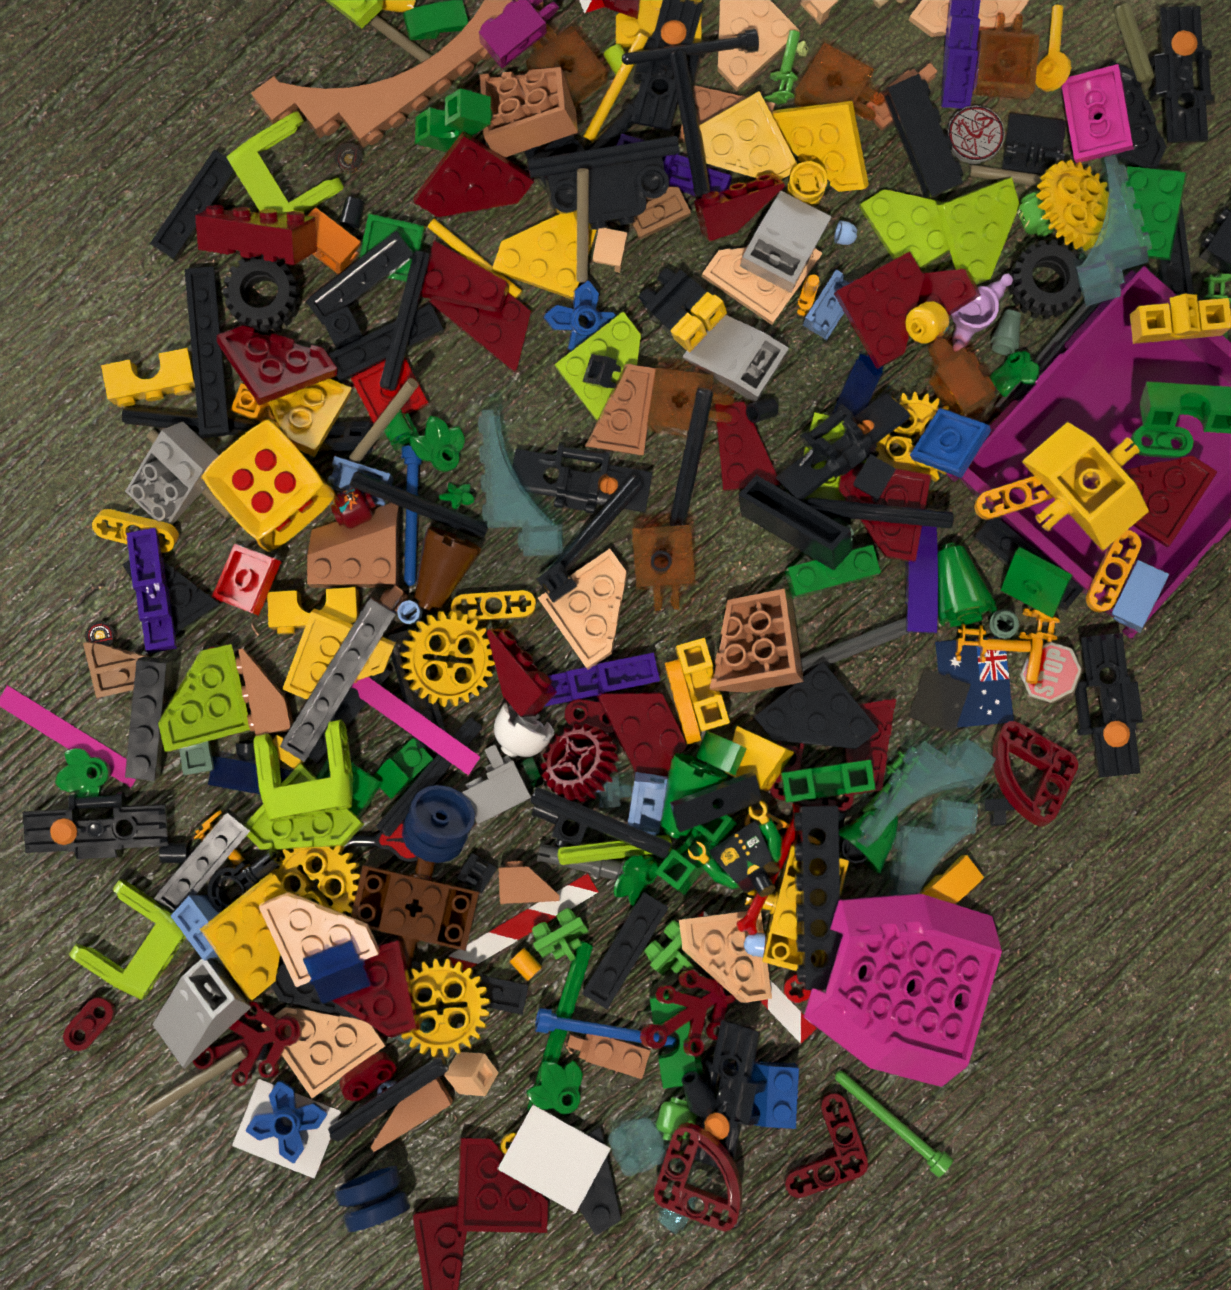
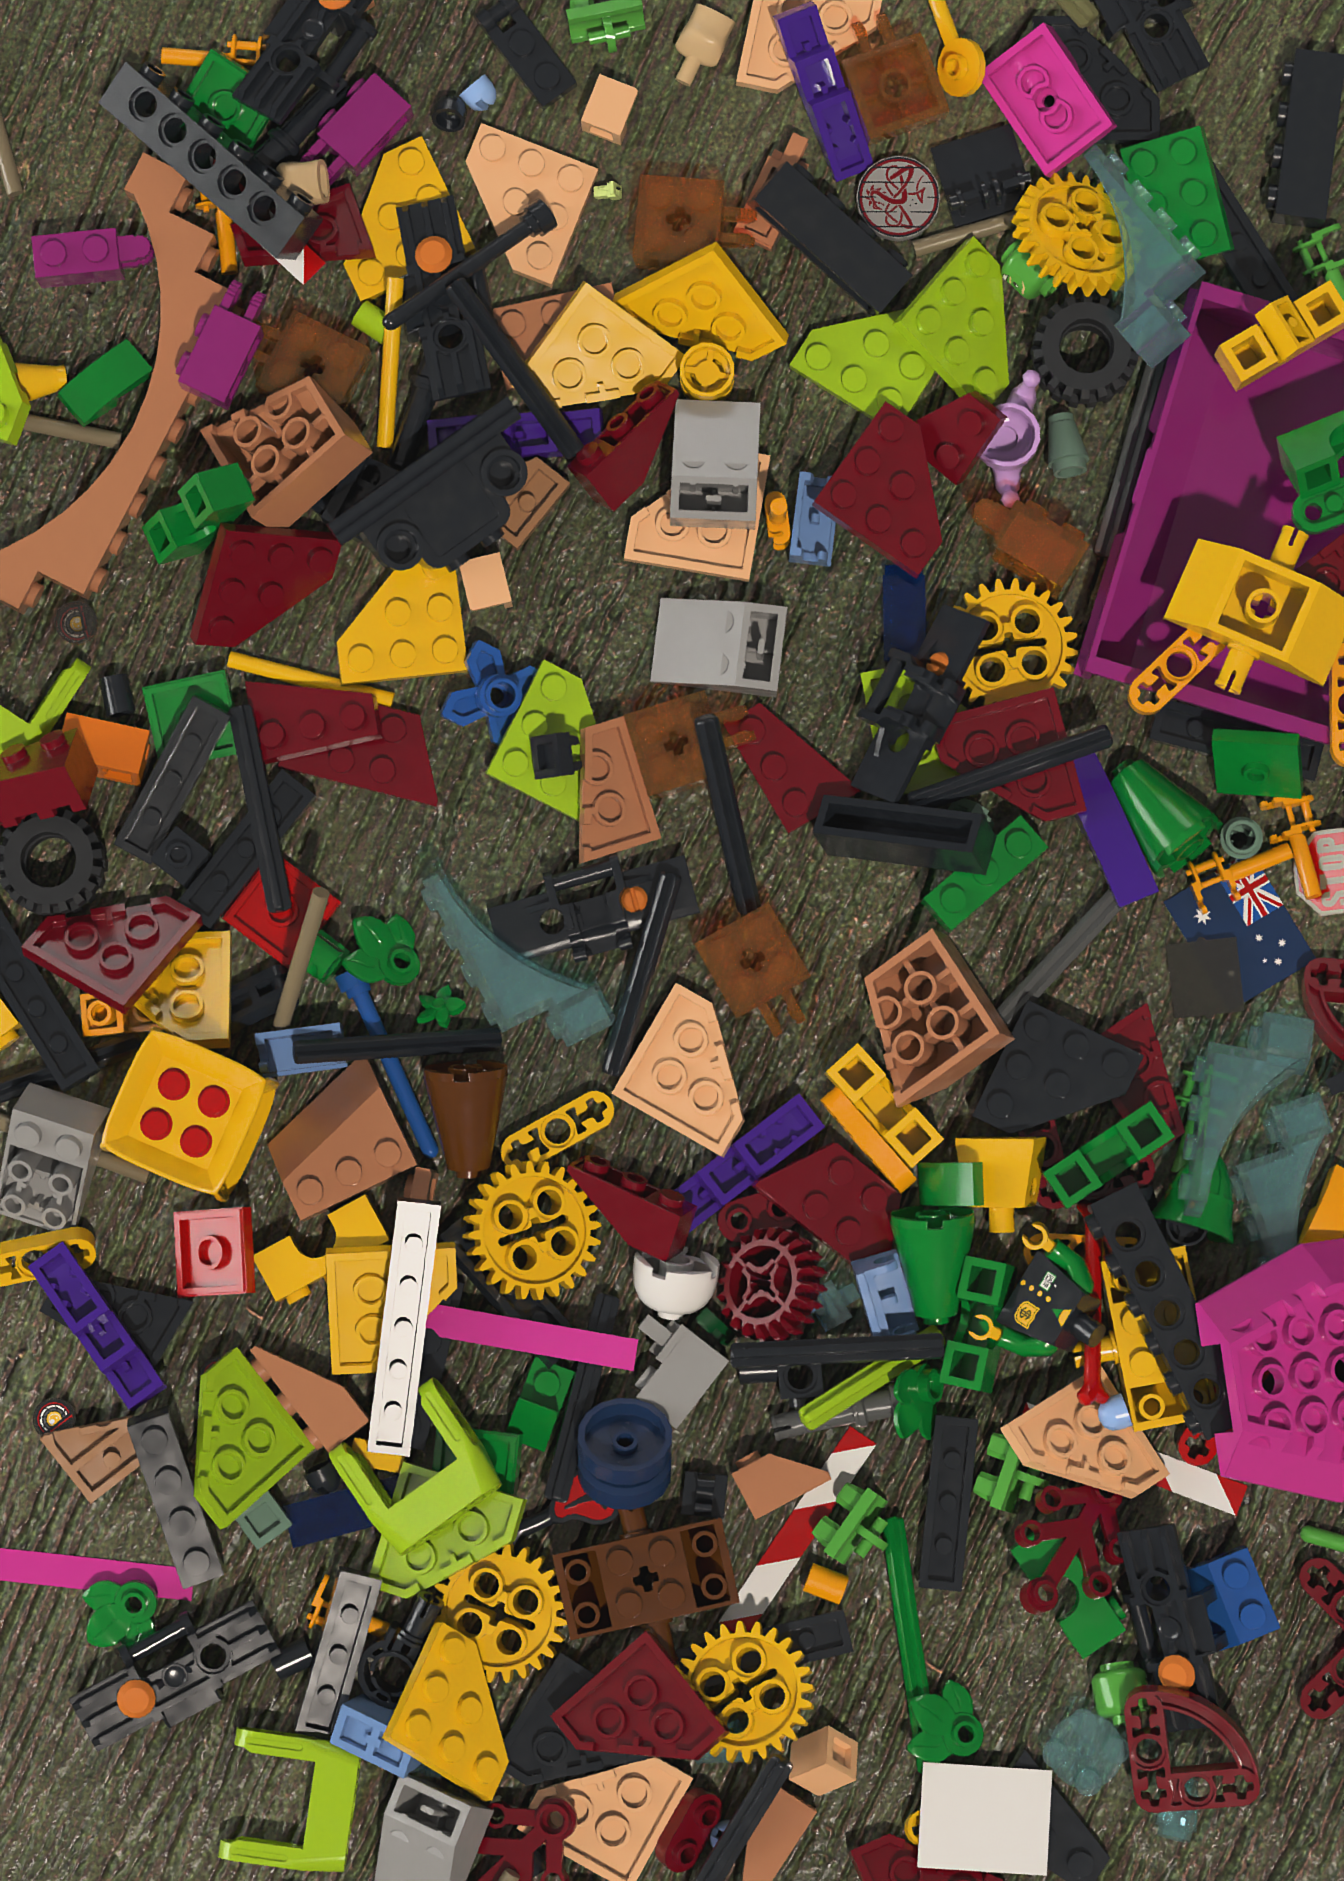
camera: 20 degrees left, 0 degrees up
(308, 928) = (537, 1678): light nougat plate -> none
(337, 971) = (586, 1708): clear blue piece -> none
(352, 507) = (310, 1090): dark red head -> none
(406, 608) = (445, 1187): light blue hinge -> none
(549, 1021) = (891, 1643): blue piece -> none
(556, 582) = (628, 1061): black tile -> none
(582, 224) = (438, 573): dark tan bar -> none
(611, 1053) = (993, 1646): nougat hinge -> none
(660, 554) = (754, 959): black hinge -> none
(682, 308) = (605, 612): hips -> none
(698, 1095) = (1135, 1646): black cone -> none
(729, 797) = (991, 1237): black tile -> none
(762, 410) = (789, 703): black hinge -> none
(785, 73) = (605, 232): bright green piece -> none
(845, 233) = (788, 413): light blue hinge -> none
(874, 477) = (980, 728): black panel -> none
(927, 322) = (953, 487): yellow head -> none
(950, 442) = (1058, 633): blue tile -> none
(1015, 369) = (1100, 491): green plate -> none

